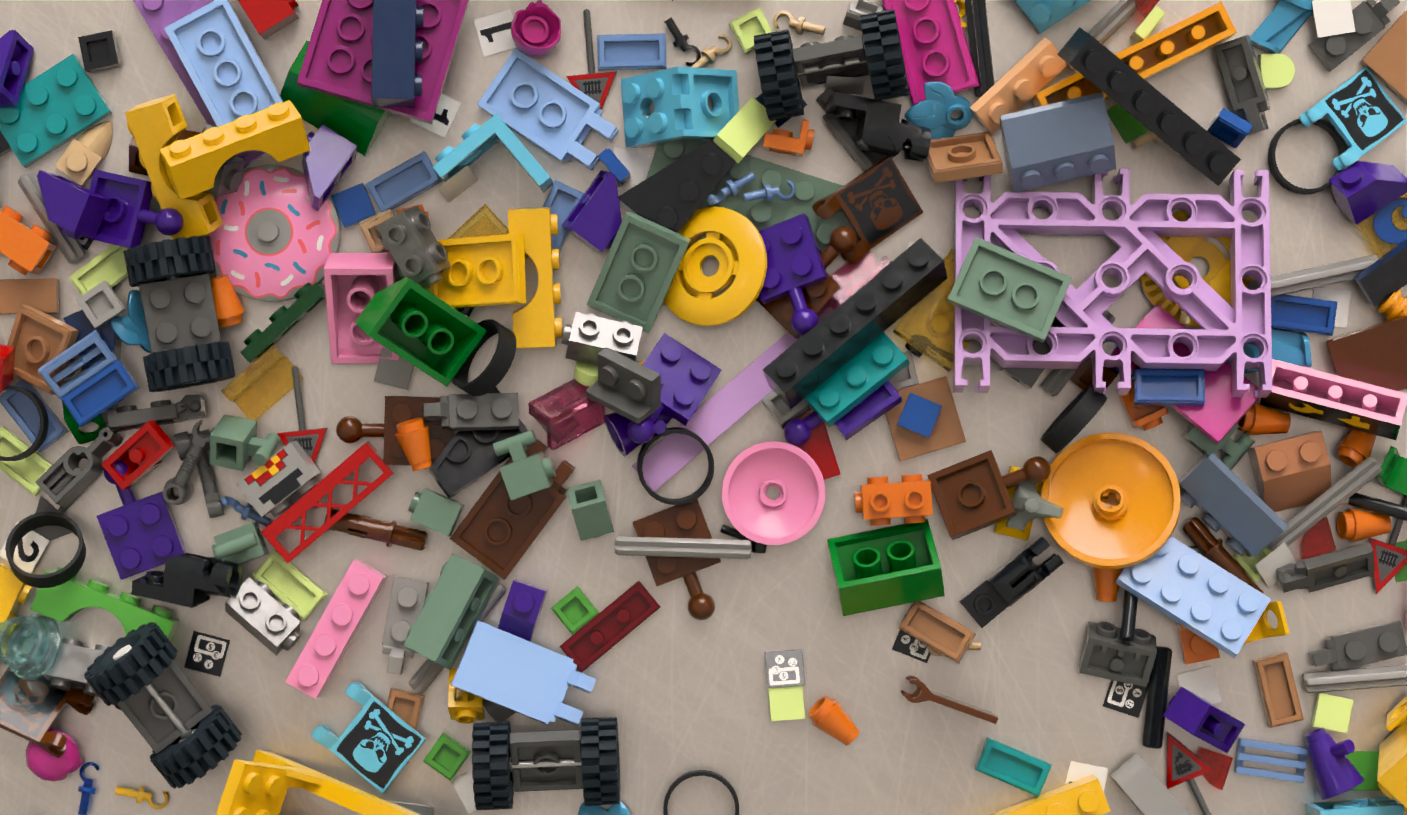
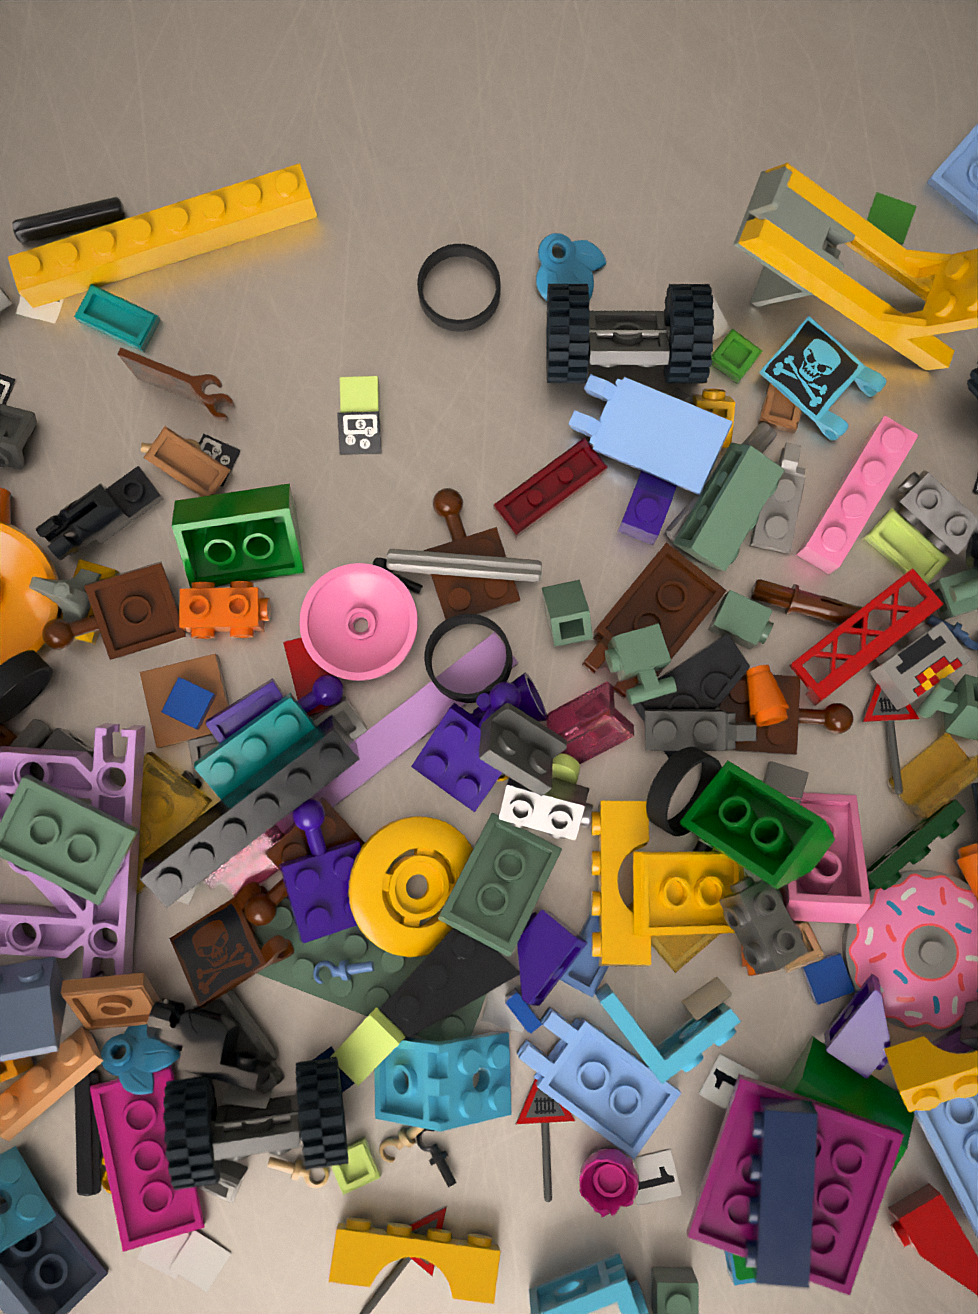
camera: 175 degrees left, 5 degrees down
(403, 182) = (770, 1002): medium blue tile -> none
(574, 610) = (588, 506): bright green tile -> none
(631, 52) = (497, 1147): medium blue tile -> none
(731, 188) = (386, 977): medium blue hand -> none
(782, 142) = (324, 1028): orange bracket -> none
(833, 720) = (310, 375): orange cone -> none

